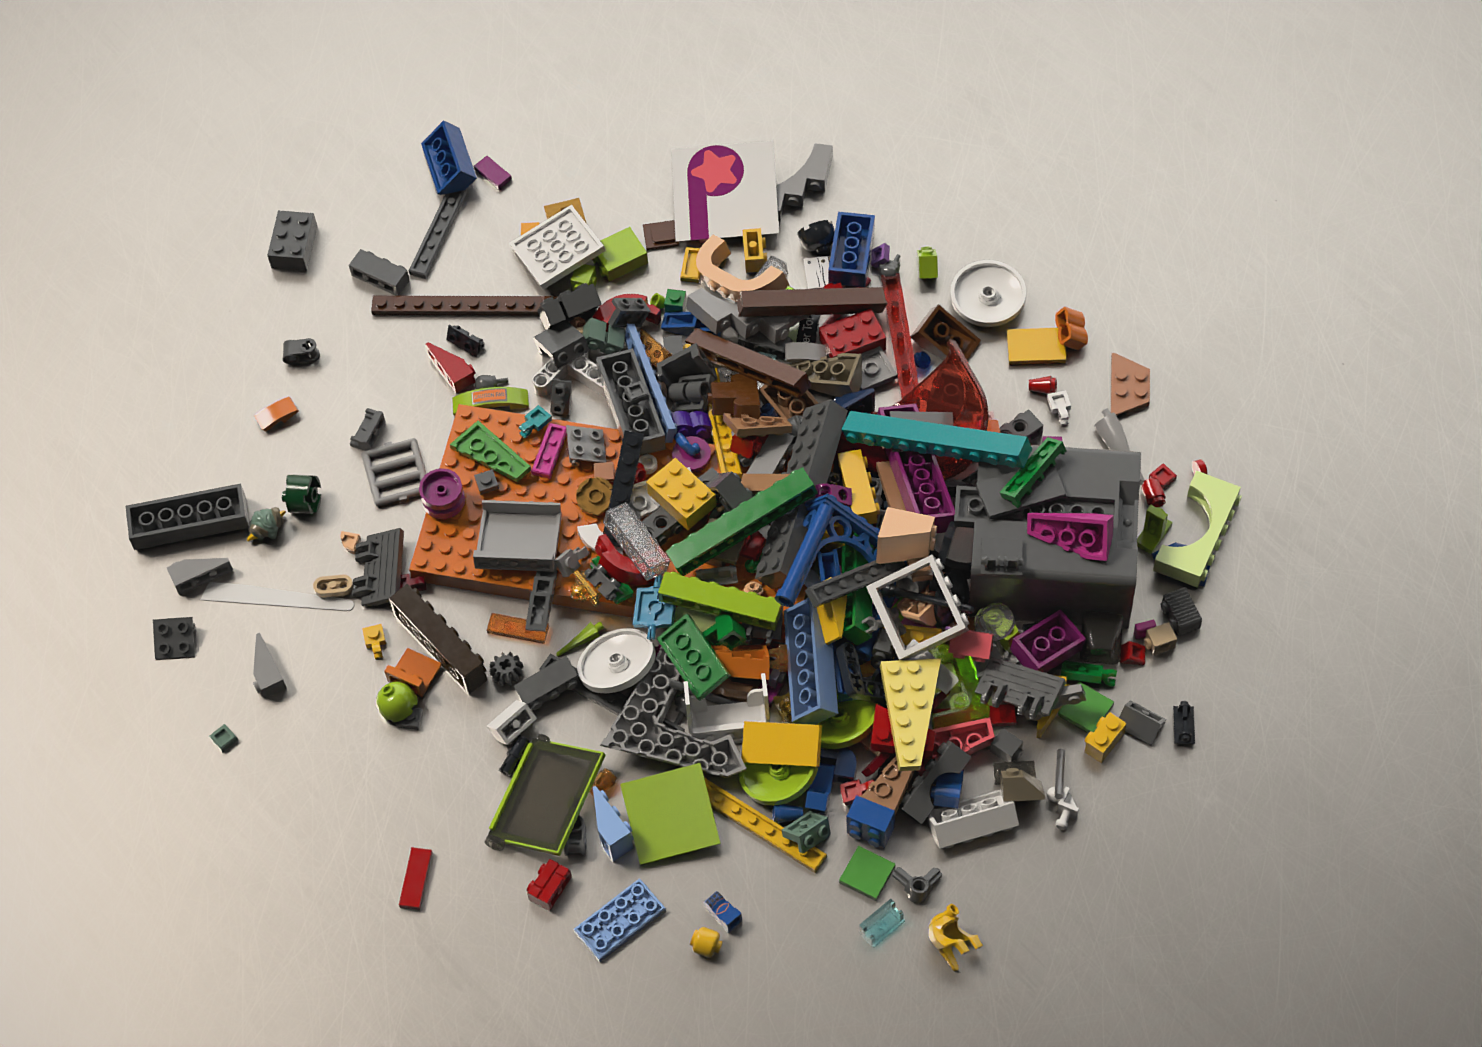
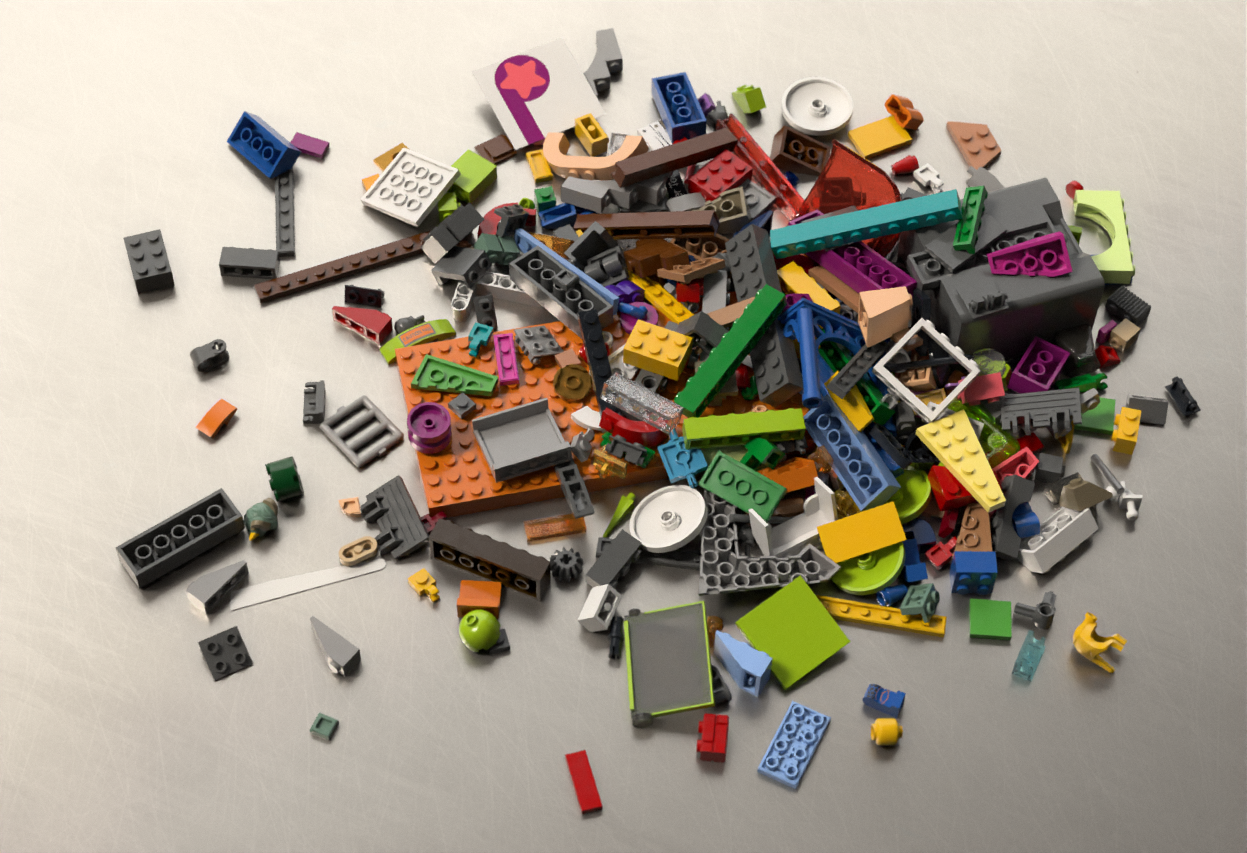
camera: 30 degrees left, 5 degrees down
(721, 575) = (725, 408): light grey hinge -> none
(817, 237) = (642, 106): black cylinder -> none

